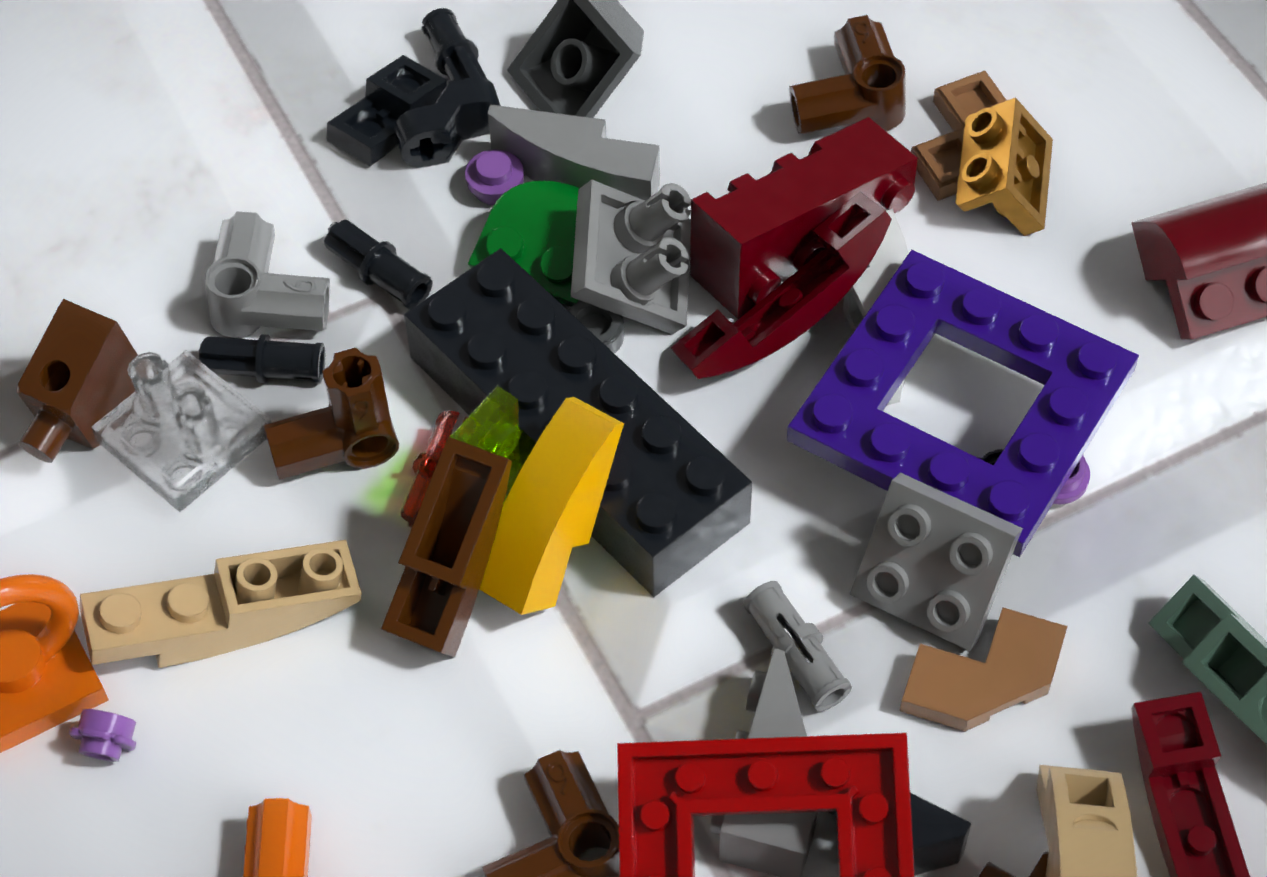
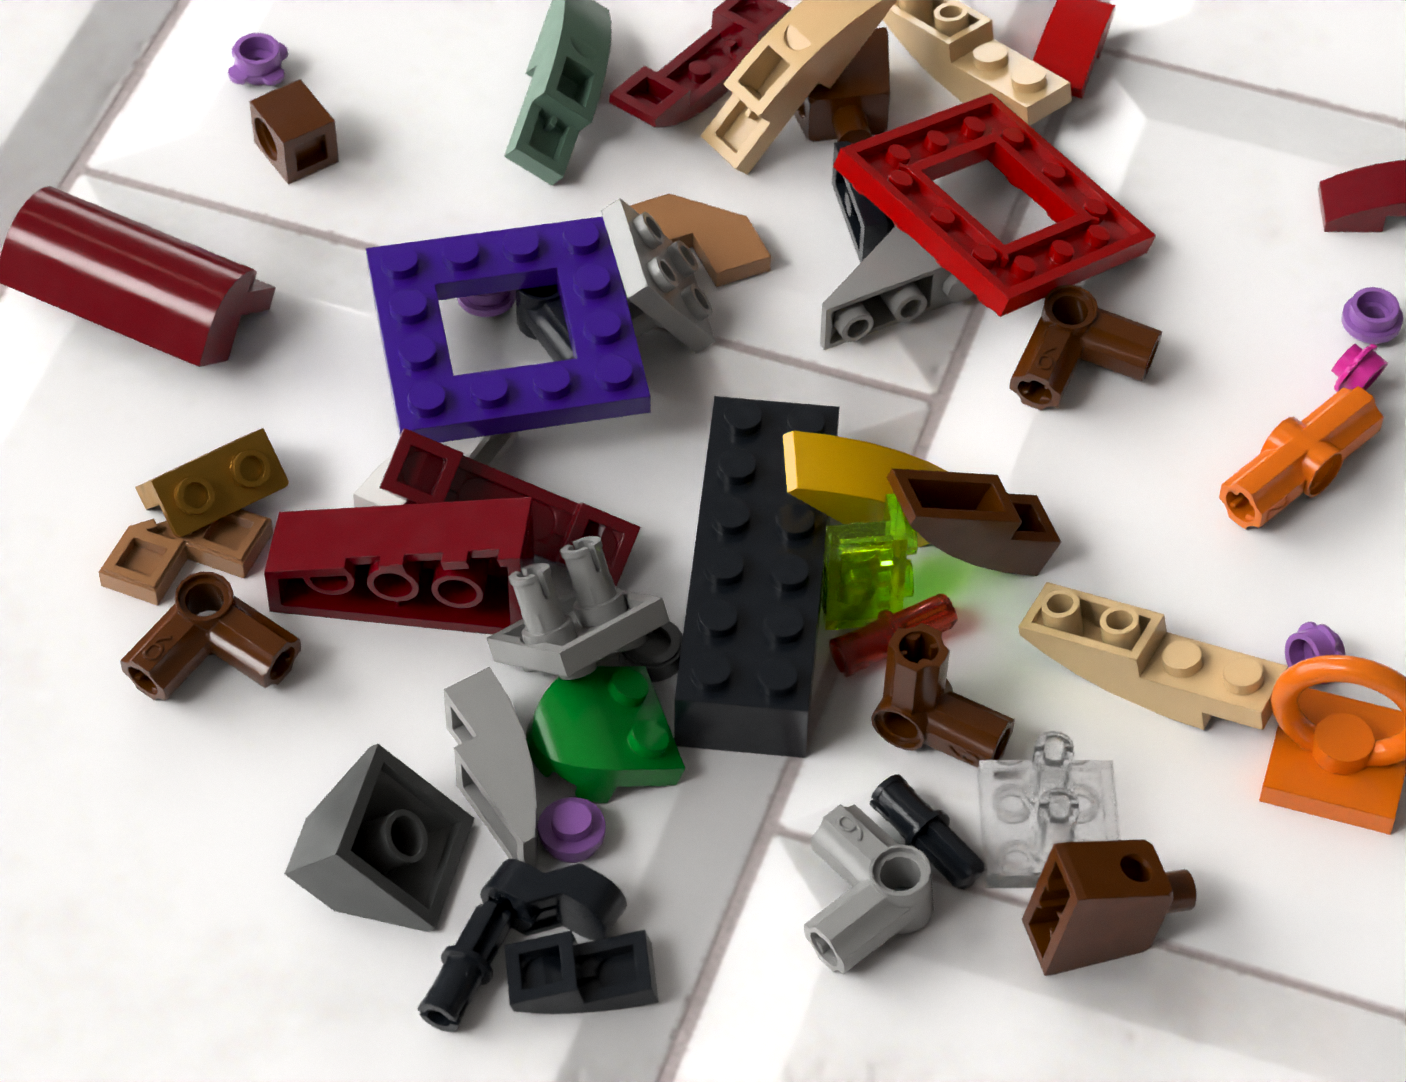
camera: 135 degrees left, 5 degrees down
(378, 263) = (752, 833): black axle -> none
(818, 678) = (782, 358): light grey pin -> none

